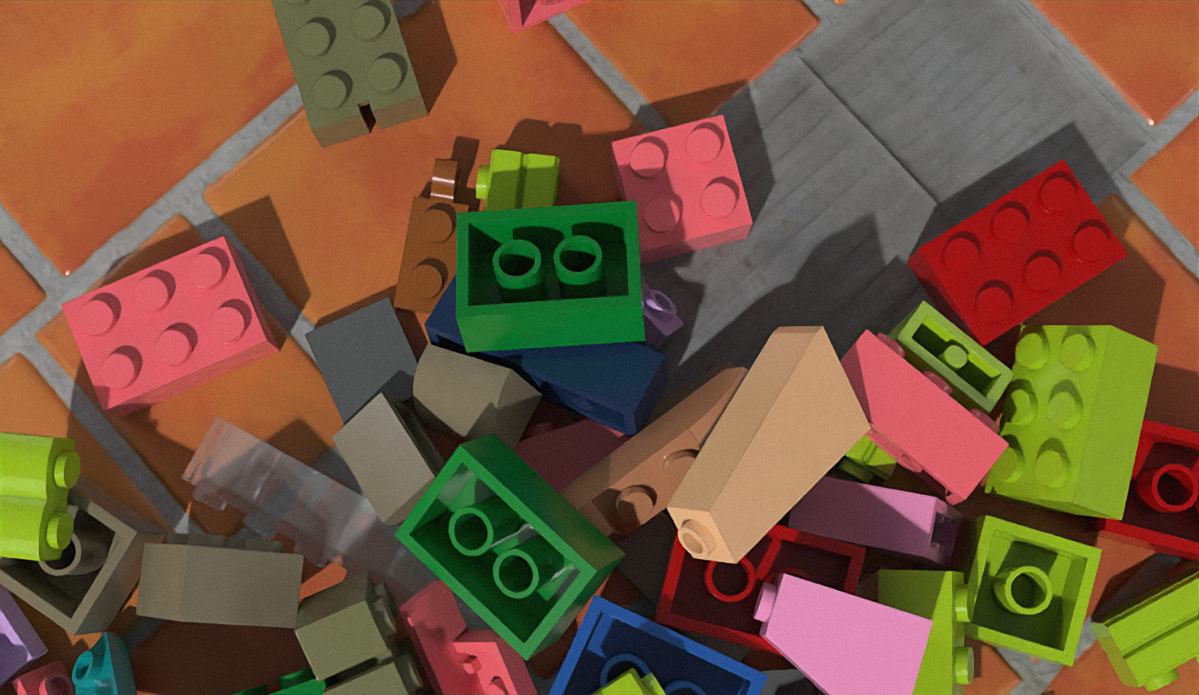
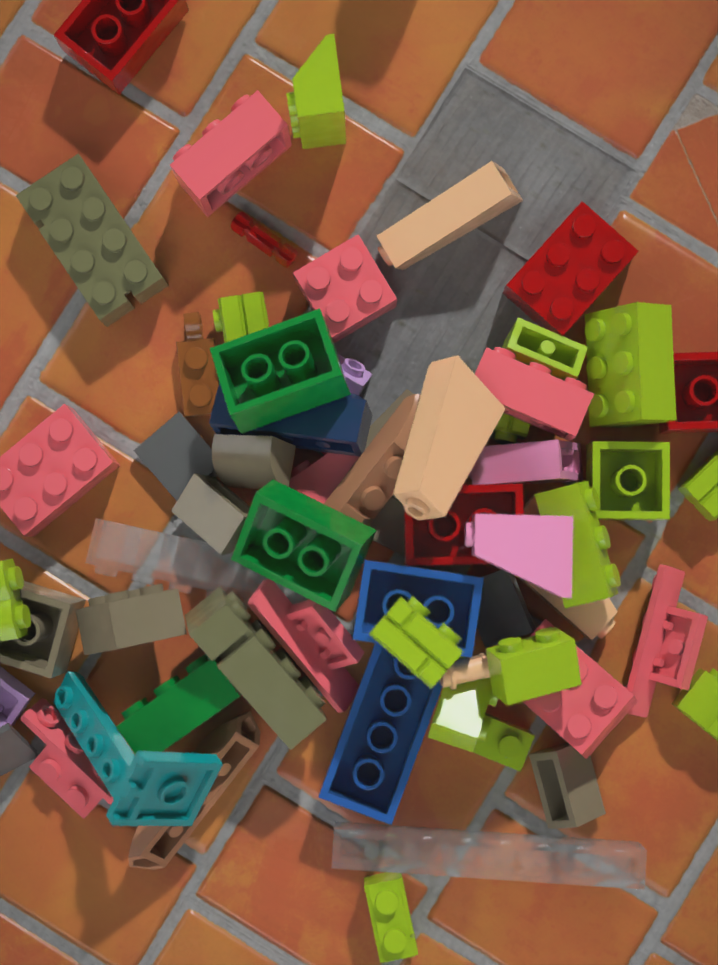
camera: 10 degrees left, 5 degrees up
(584, 87) = (264, 239): none -> red axle
(860, 128) = (449, 216): none -> light nougat slope

